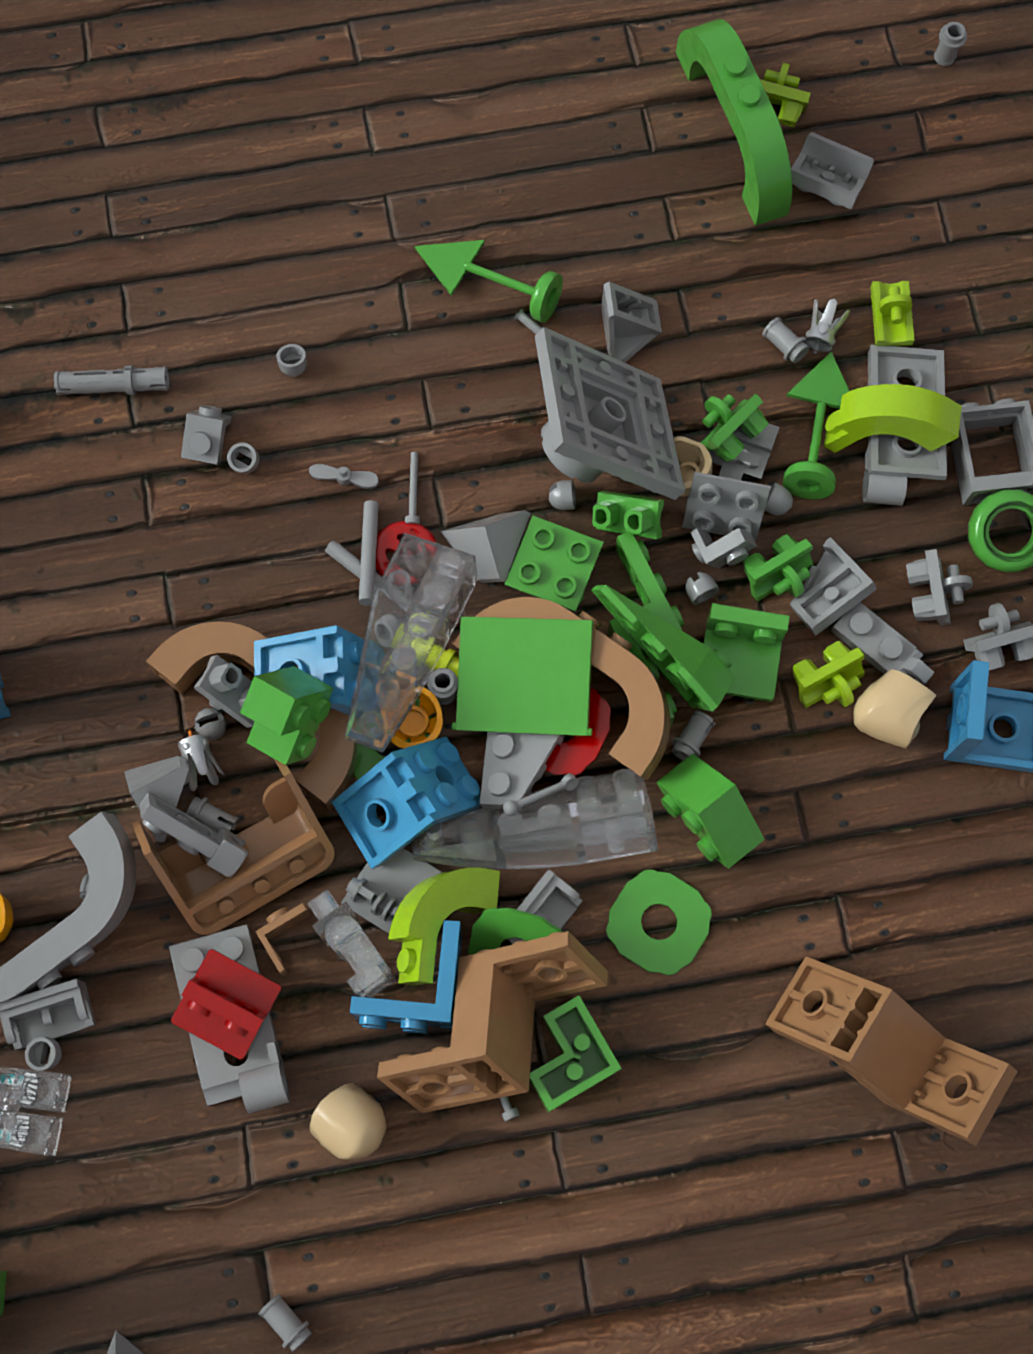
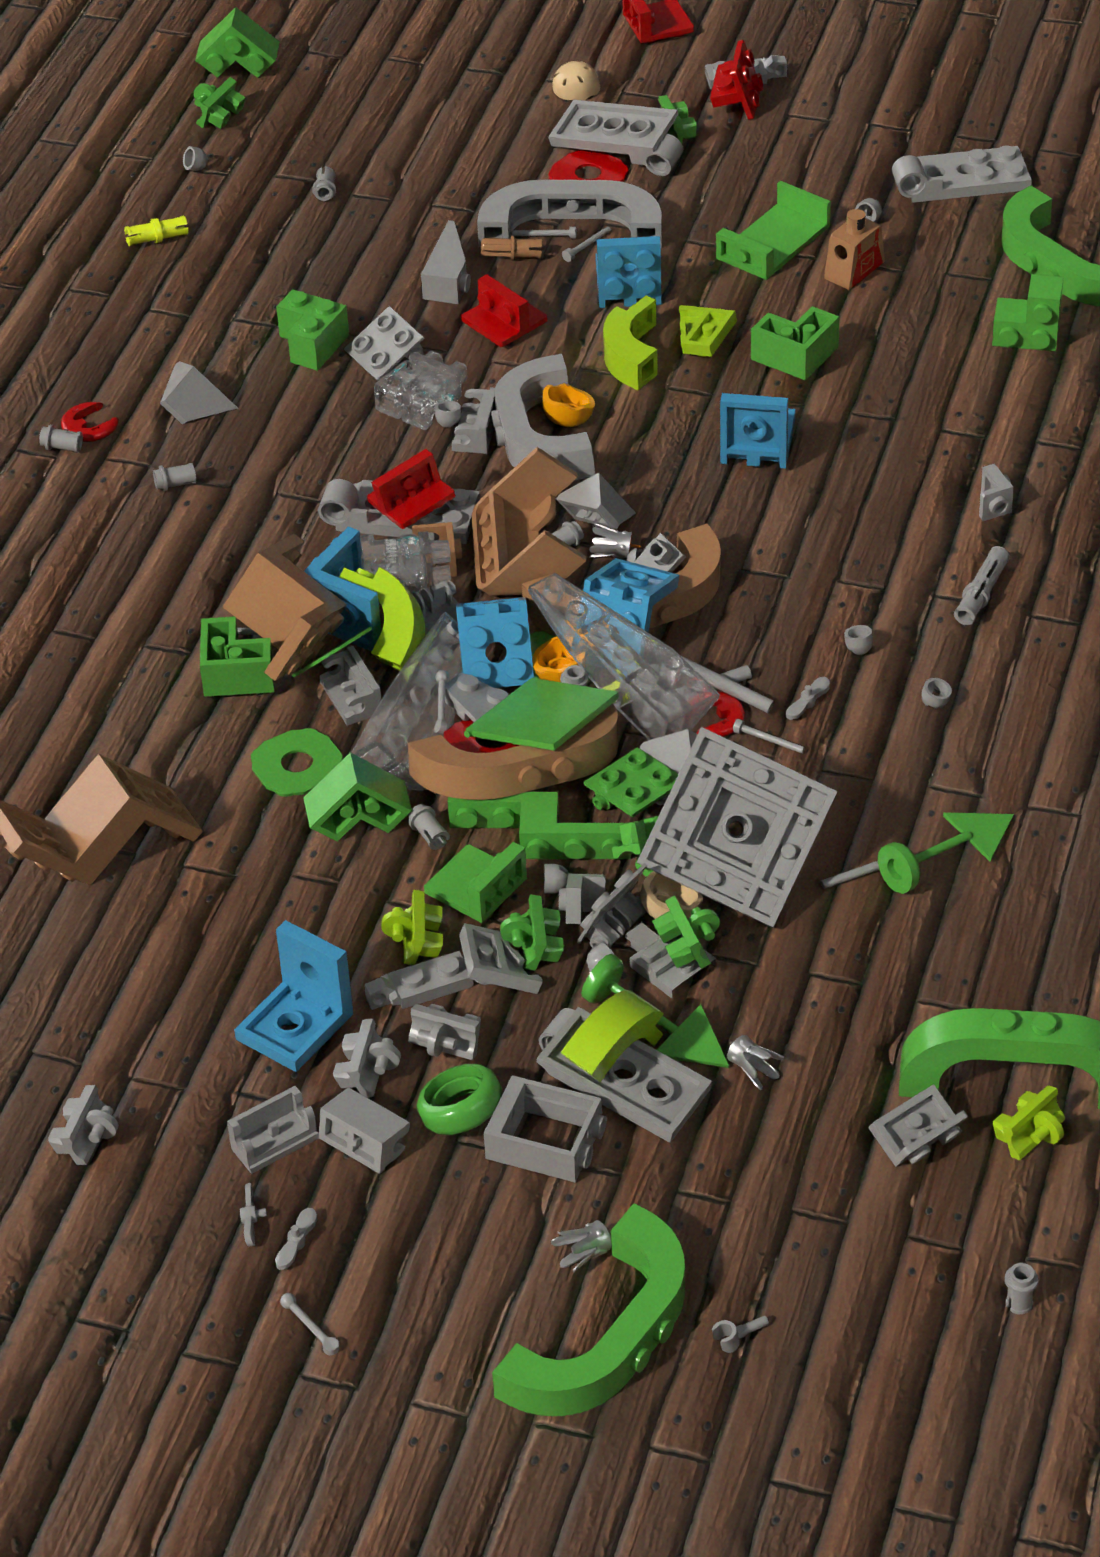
camera: 120 degrees right, 30 degrees down
(205, 434) = (900, 621): light grey bracket -> none
(222, 848) = (548, 502): light grey plate -> none
(286, 713) = (595, 540): bright green brick -> none
(349, 1123) = (276, 523): tan piece -> none
(628, 320) = (843, 916): light grey slope -> none
(688, 665) = (493, 803): bright green wedge -> none
(786, 341) = (757, 1027): light grey pin -> none
(892, 314) = (734, 1105): lime hips -> none
(892, 708) = (365, 947): tan piece -> none

